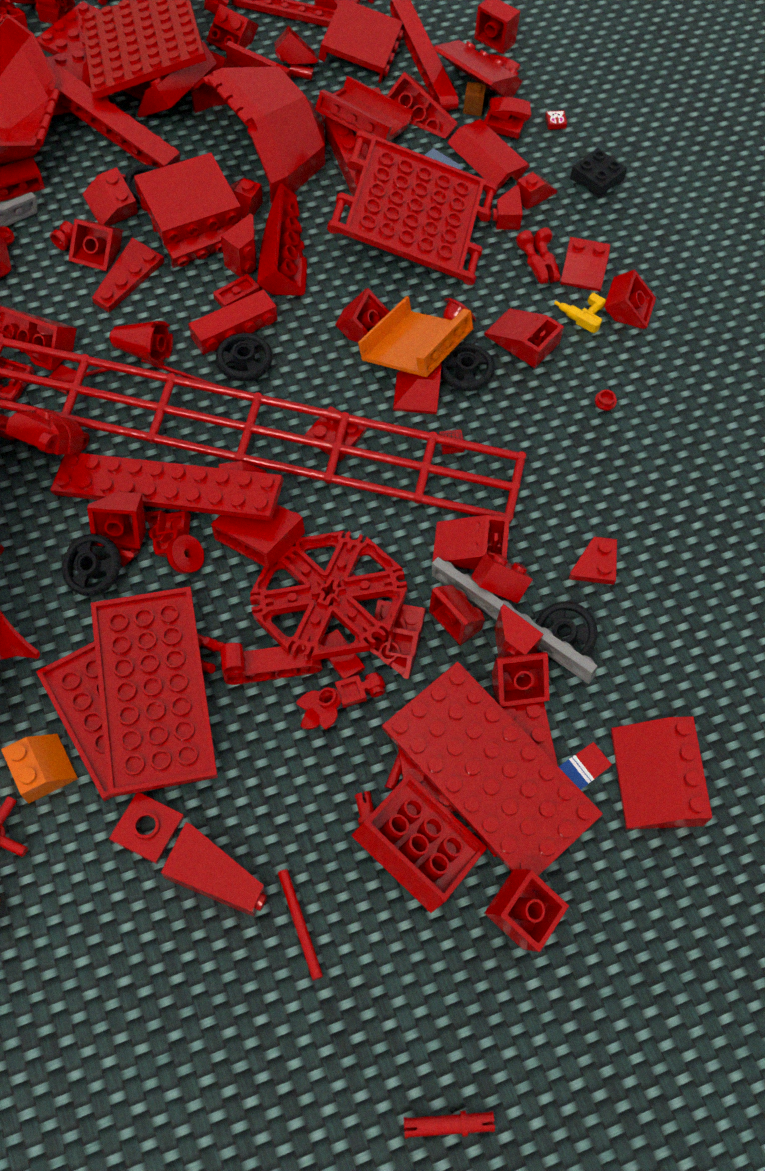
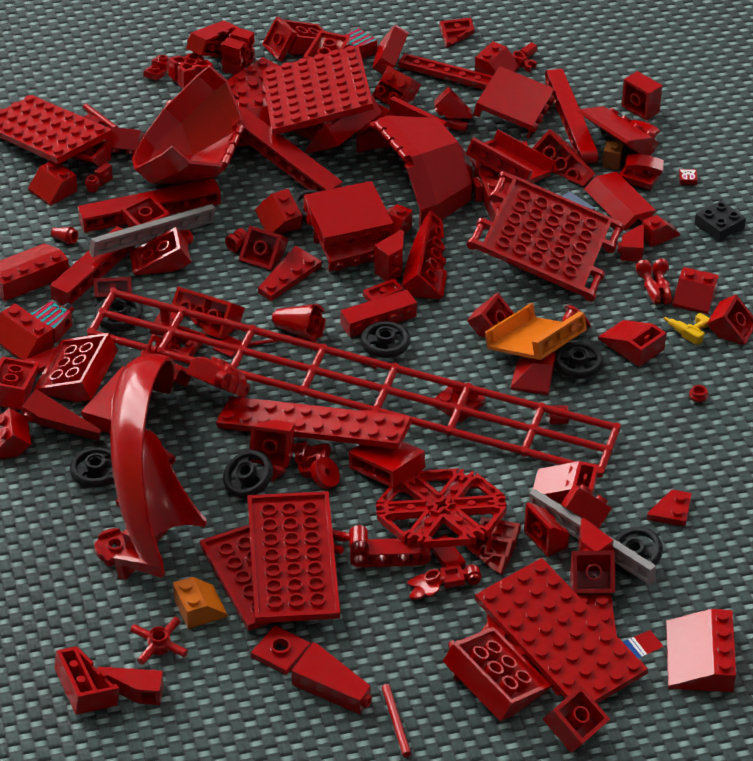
camera: 10 degrees right, 20 degrees down
(331, 150) = (477, 189): none -> red tile

